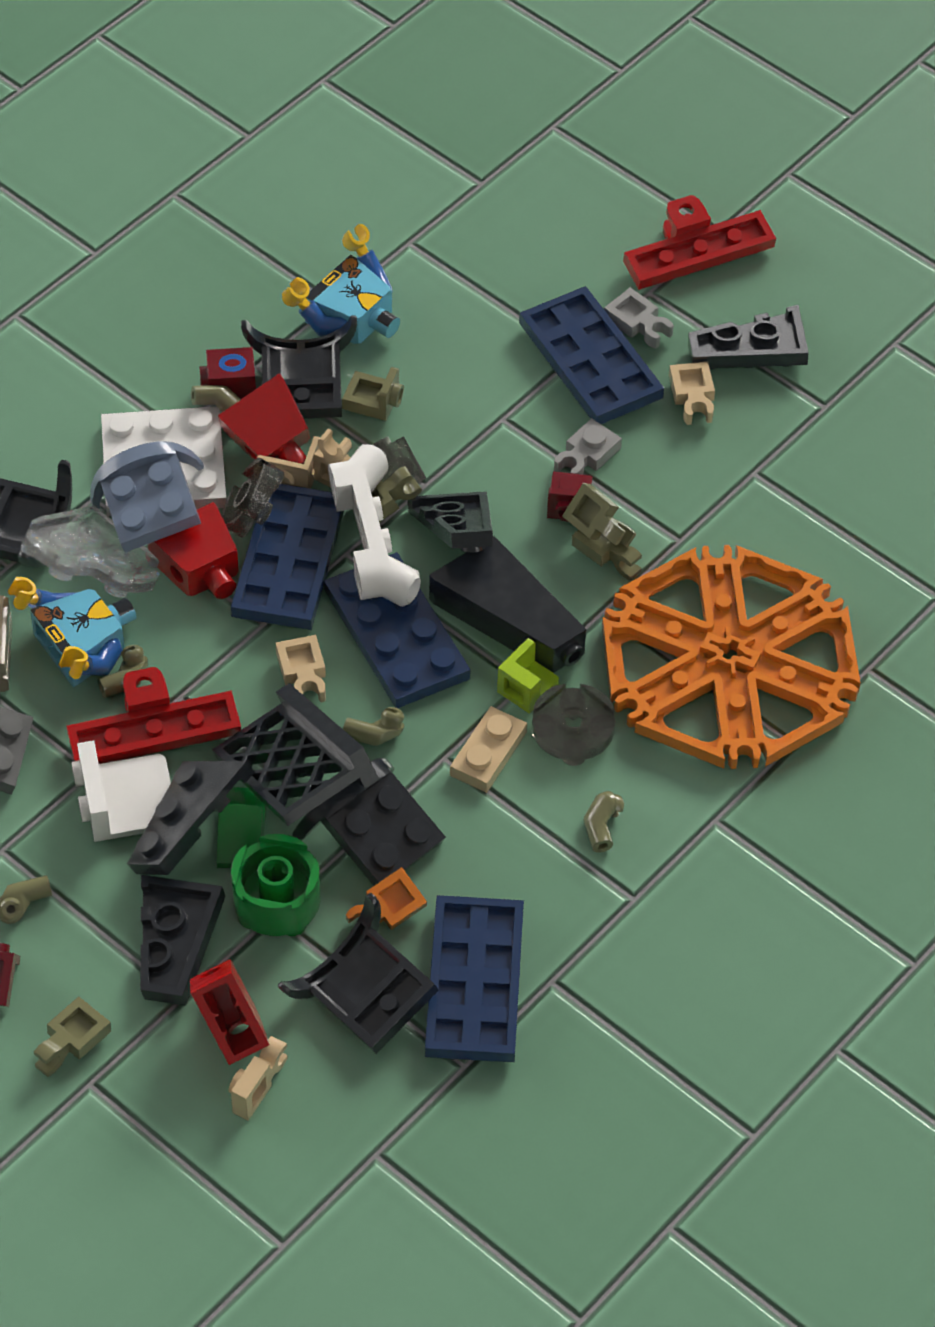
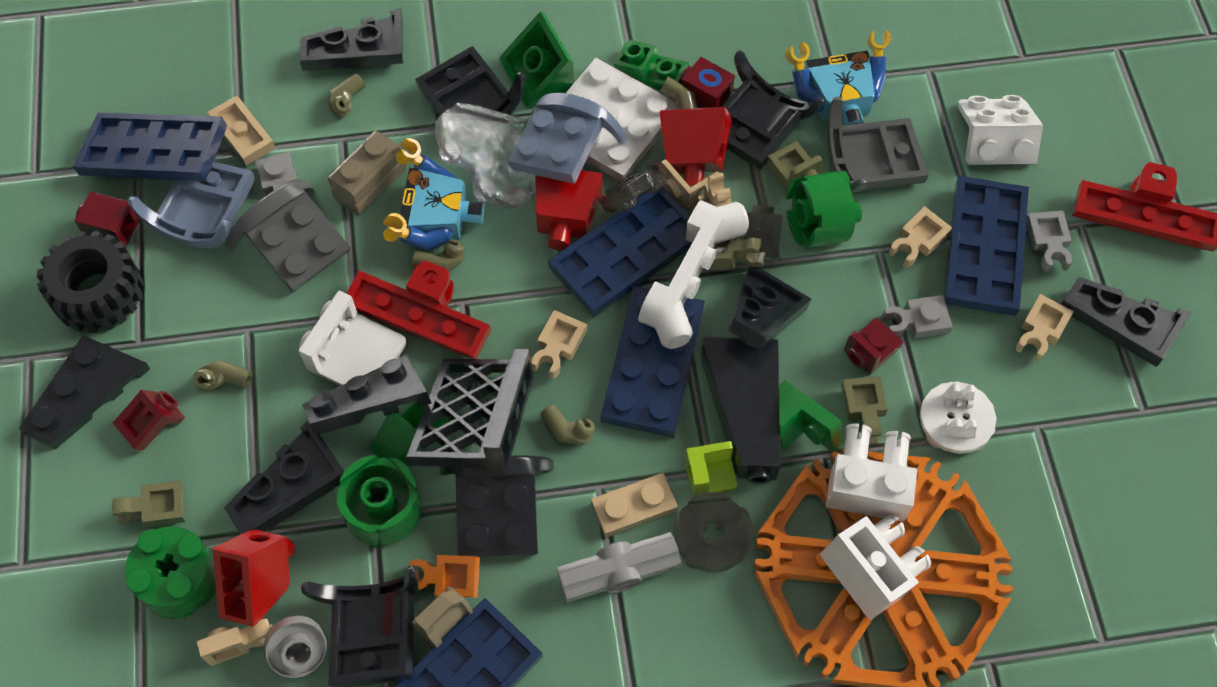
camera: 40 degrees right, 10 degrees up
(52, 435) = (541, 60): none -> green slope
(148, 1065) = (153, 576): none -> green brick
(151, 393) = (646, 65): none -> green slope
(314, 1041) = (295, 646): none -> light grey plate
(418, 940) = (441, 617): none -> dark tan piece
(429, 340) = (874, 152): none -> dark grey piece
(433, 410) = (822, 209): none -> green brick
(522, 799) = (619, 567): none -> light grey piece
(523, 253) = (1001, 130): none -> white bracket
(531, 383) = (920, 234): none -> tan plate
(575, 579) = (803, 415): none -> green slope
(593, 516) = (866, 378): olive plate -> none
(597, 816) = (662, 624): olive arm -> none
(671, 593) = (872, 485): none -> white brick
(698, 496) = (957, 433): none -> white plate
(726, 647) = (871, 567): none -> white brick

